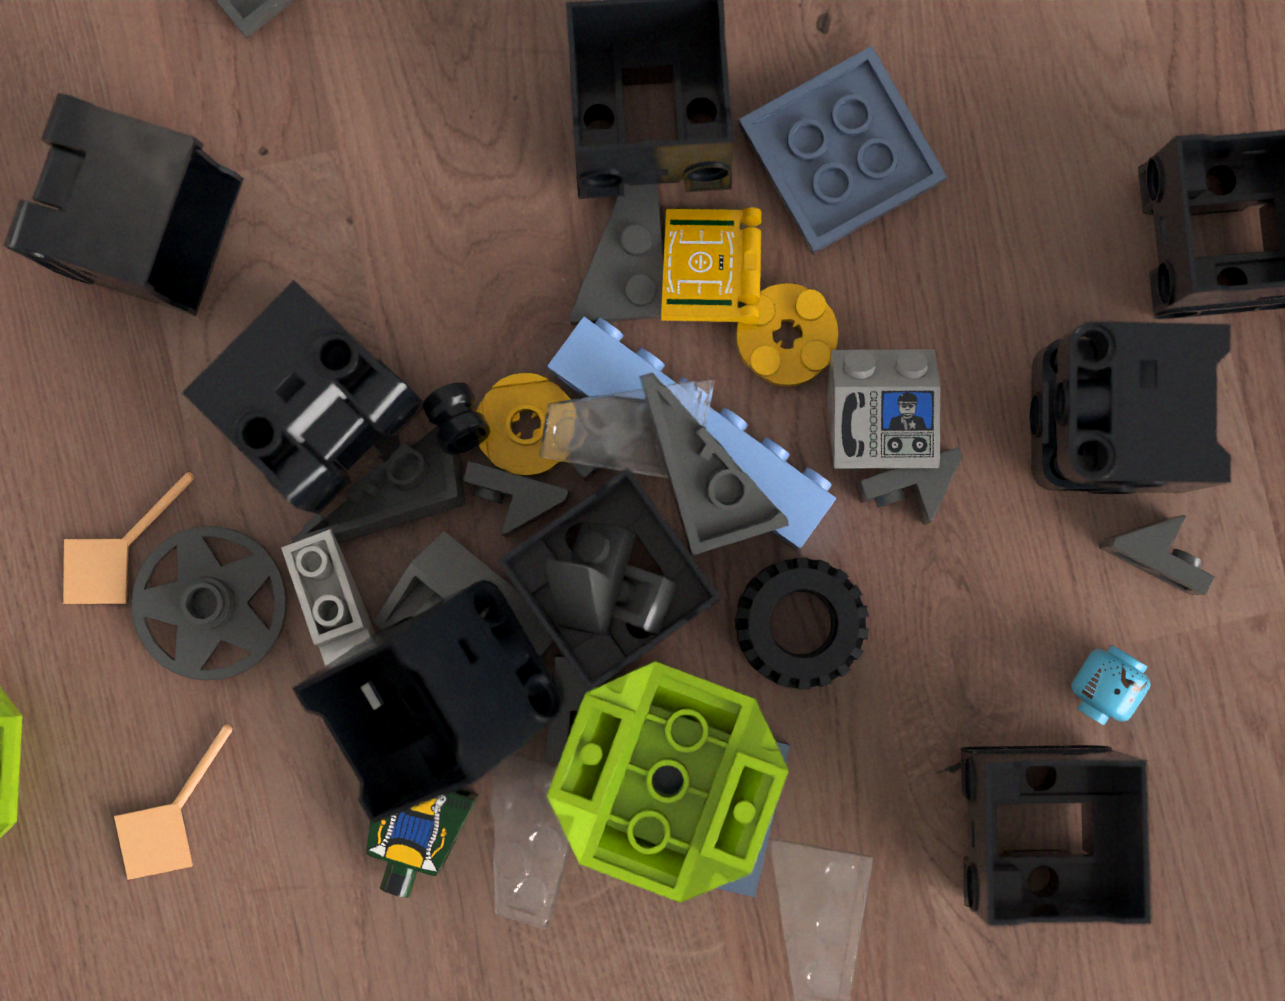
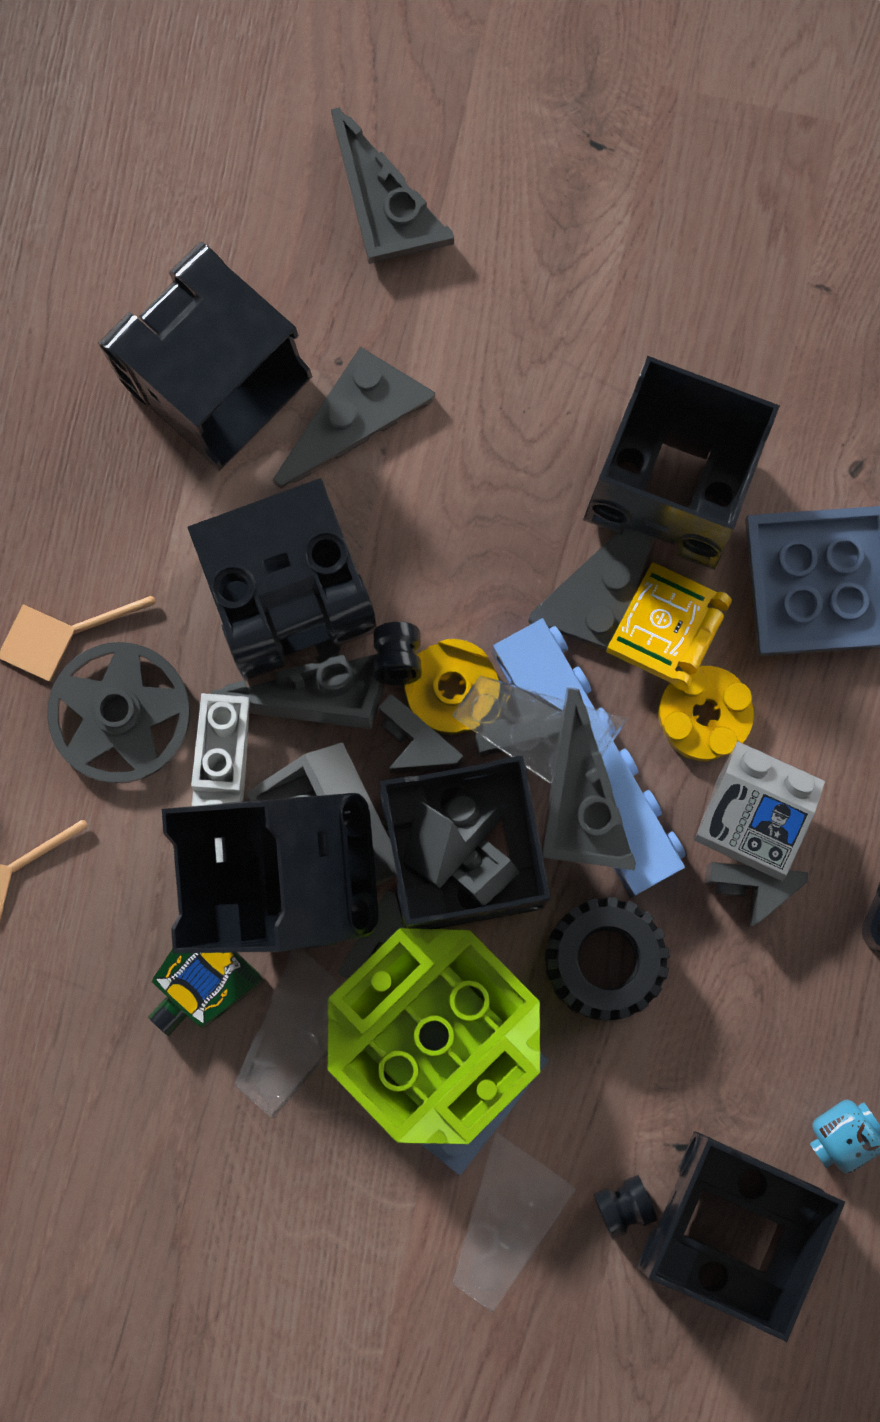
camera: 20 degrees right, 5 degrees down
(305, 181) = (362, 402): none -> dark grey wing
(928, 853) = (625, 1207): none -> black wheel

